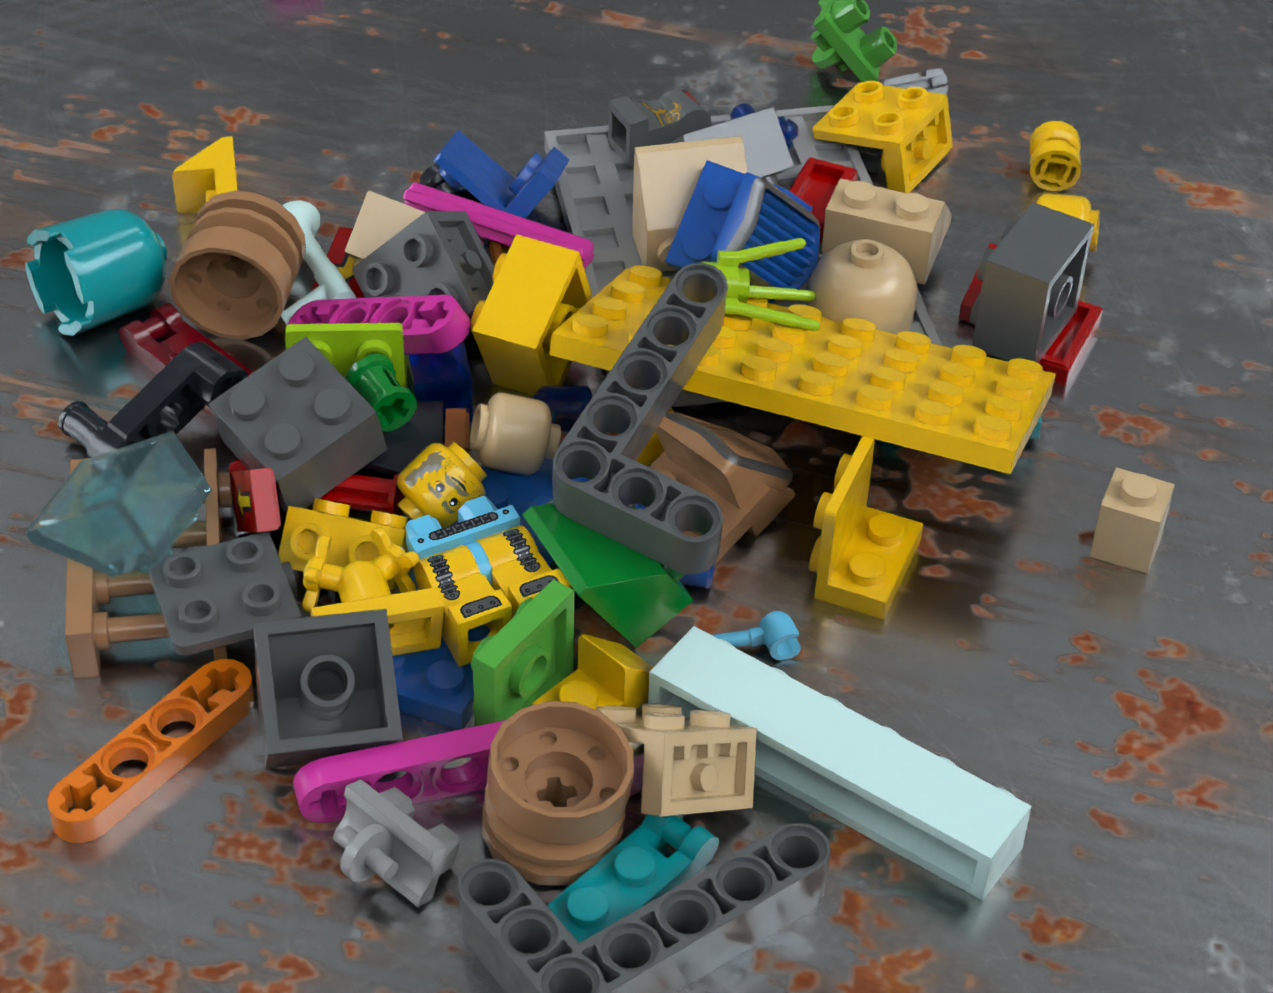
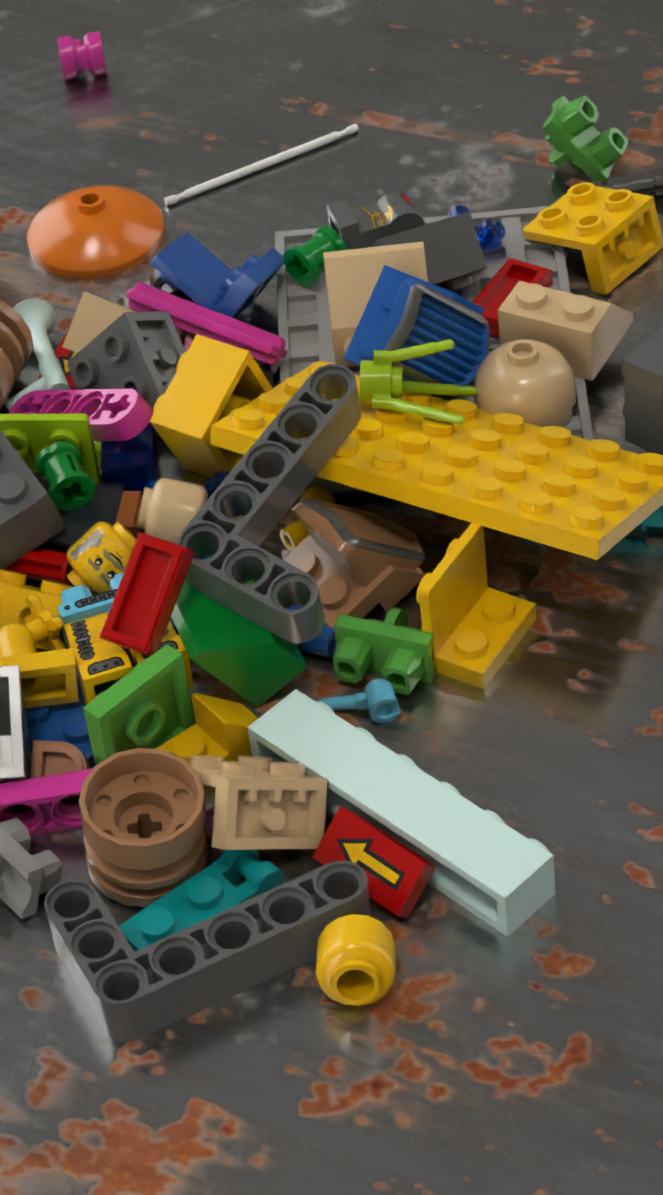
camera: 15 degrees right, 0 degrees up
(340, 132) = (95, 232): none -> orange dish
(428, 716) = (56, 758): none -> nougat tile
(505, 64) = (257, 166): none -> white piece
(524, 524) = (147, 594): none -> red tile
(594, 161) = (307, 261): none -> green bush
(772, 578) = (383, 647): none -> bright green hips
(830, 939) = (355, 960): none -> yellow head
(852, 829) = (392, 869): none -> red tile

